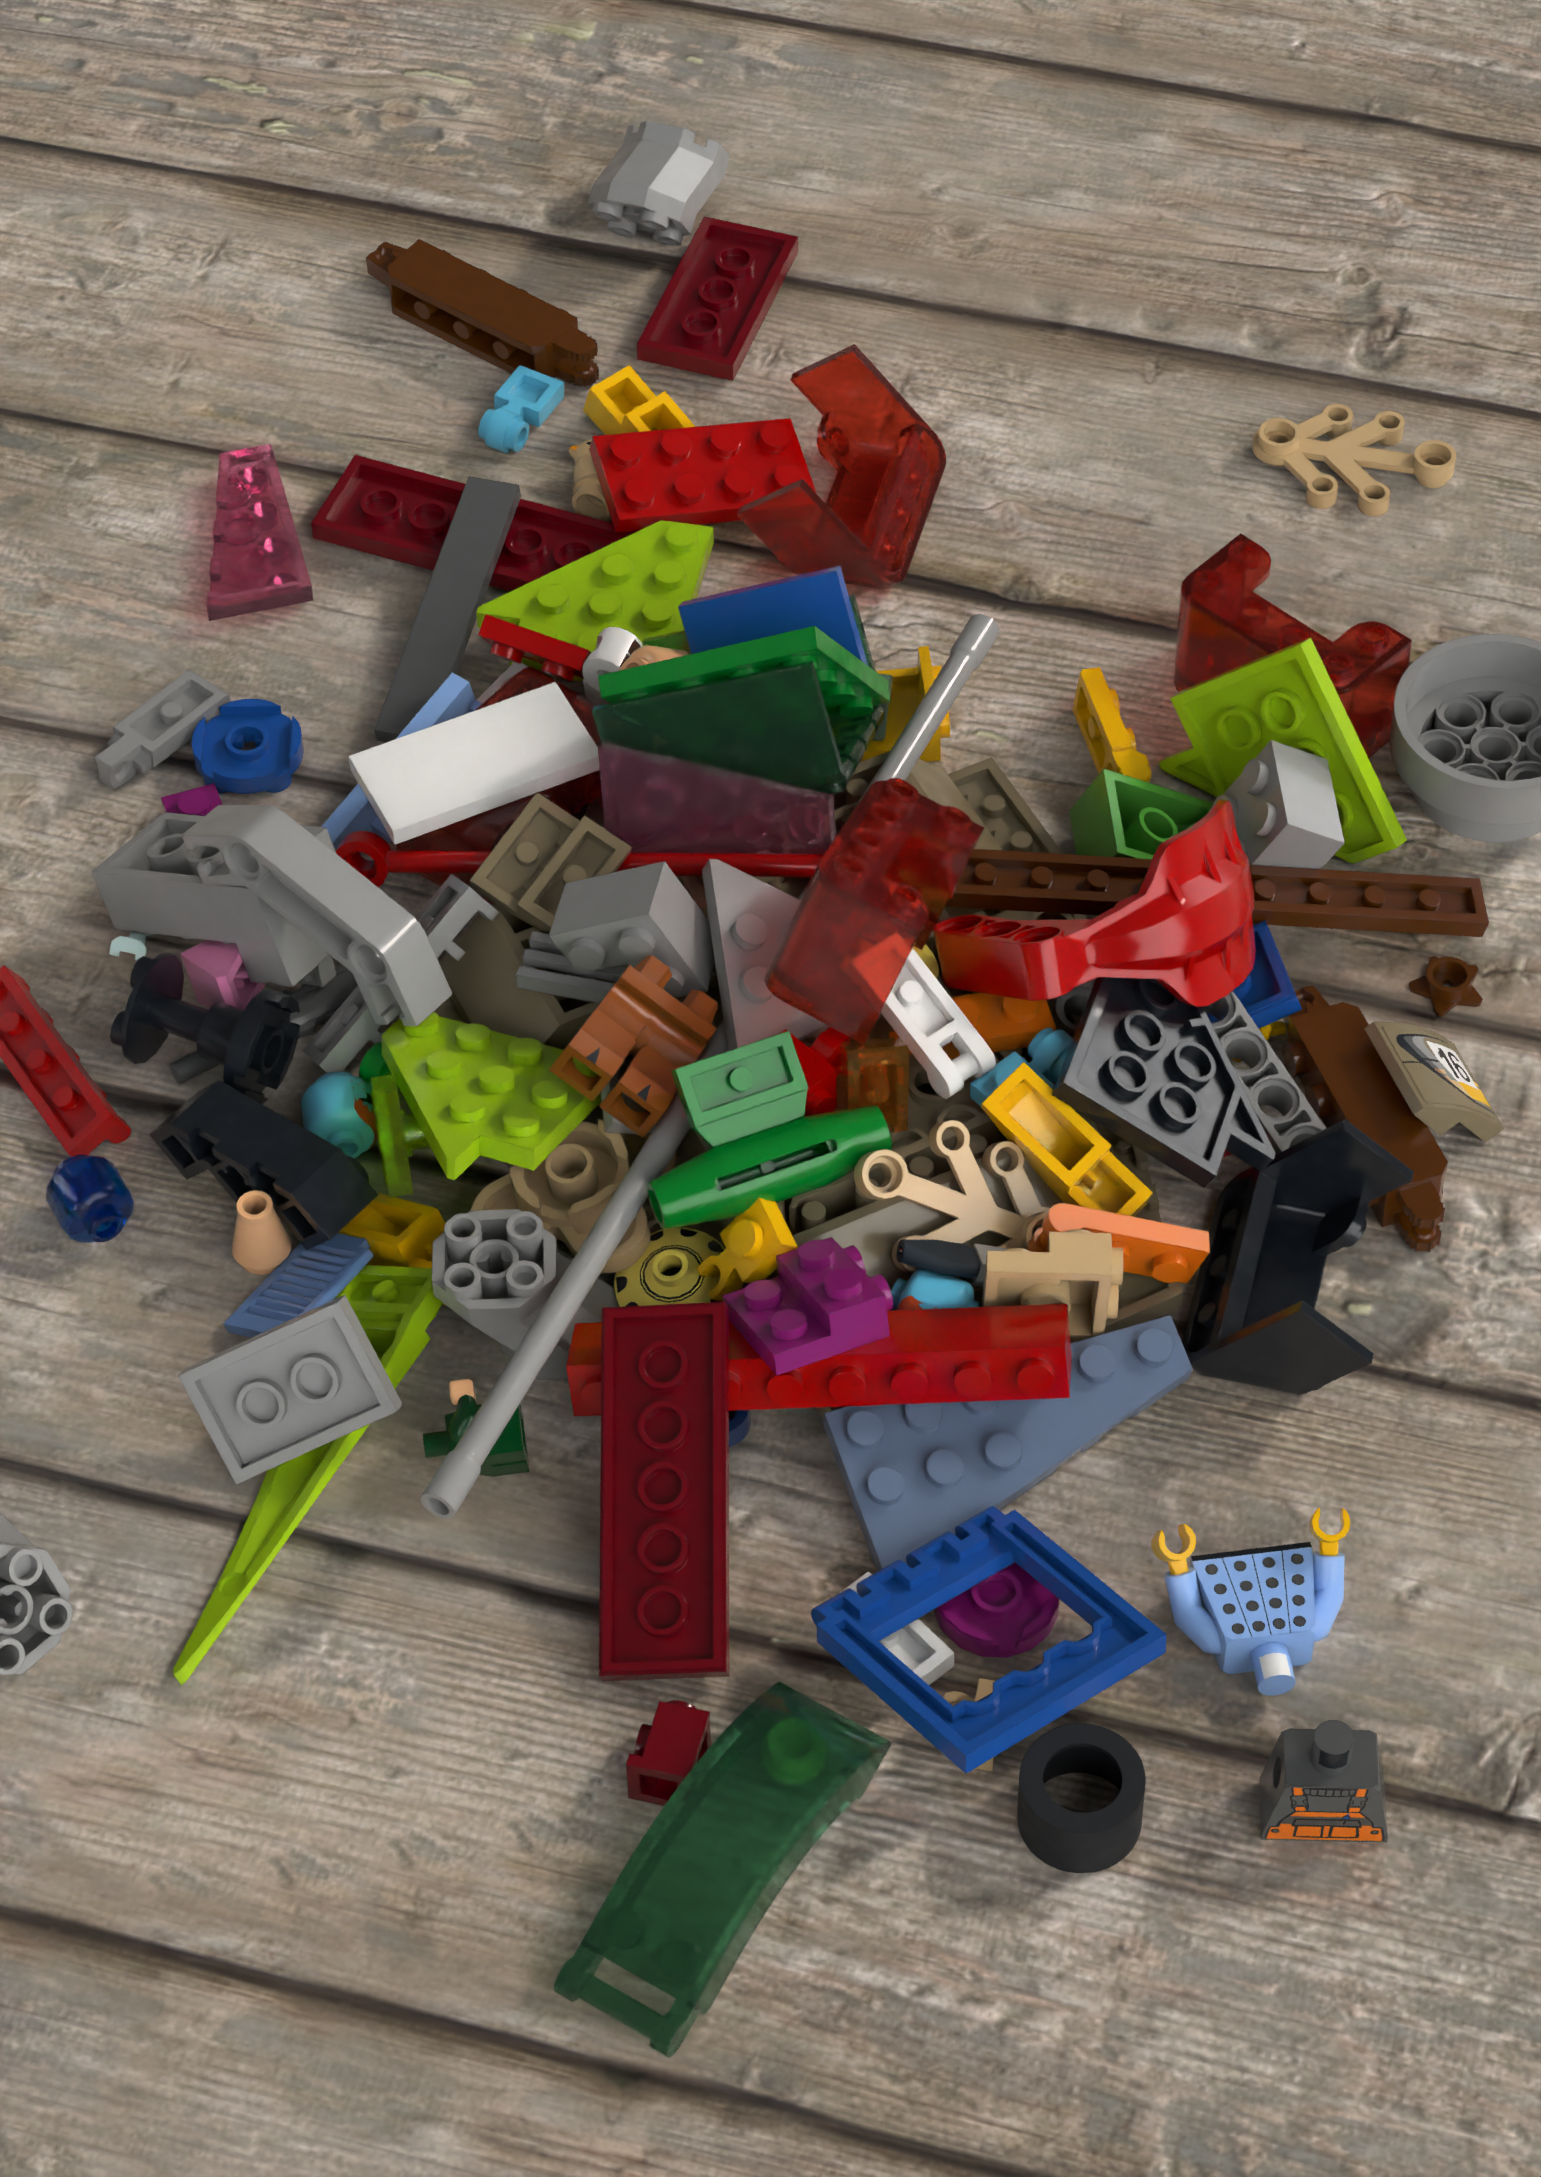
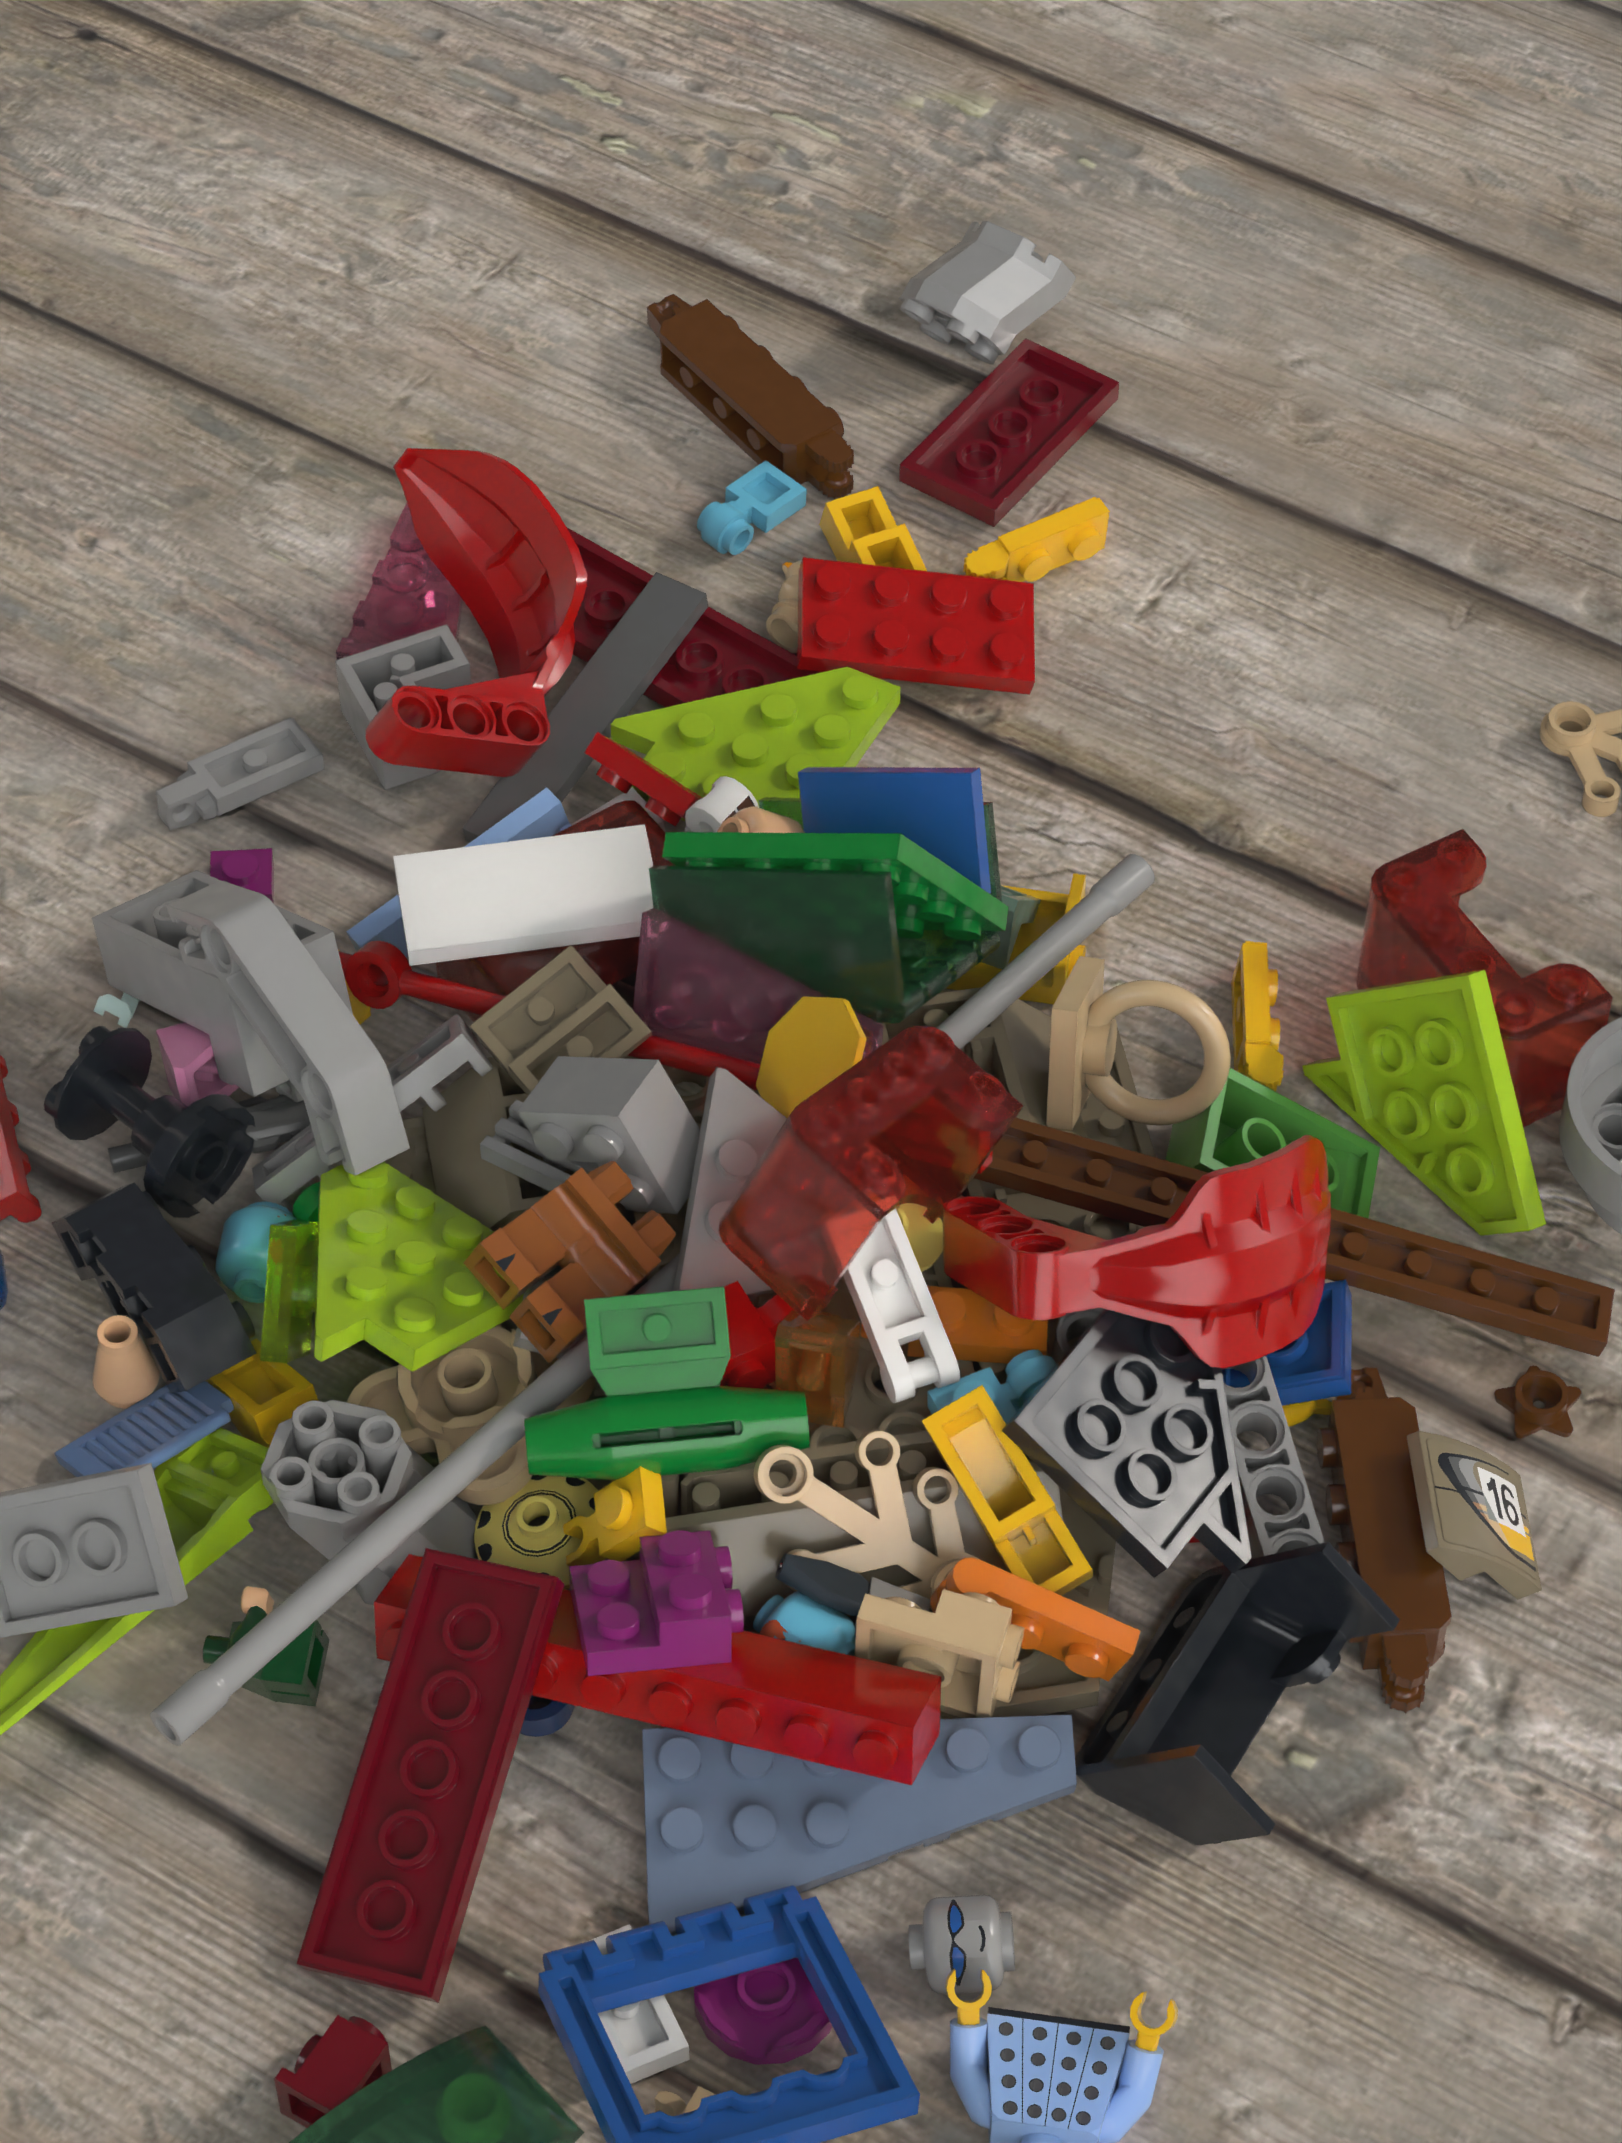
camera: 15 degrees right, 0 degrees up
(257, 770) = (330, 843): blue plate -> none
(284, 634) = (375, 674): none -> light grey brick
(361, 514) = (524, 586): none -> red piece
(773, 393) = (1043, 544): none -> yellow hinge
(784, 834) = (808, 1051): none -> yellow piece
(883, 483) = (1108, 691): clear red windscreen -> none
(995, 773) = (1085, 1047): none -> tan tile
(1141, 1509) = (963, 1936): none -> light grey head
(1286, 809) = (1402, 1159): light grey brick -> none

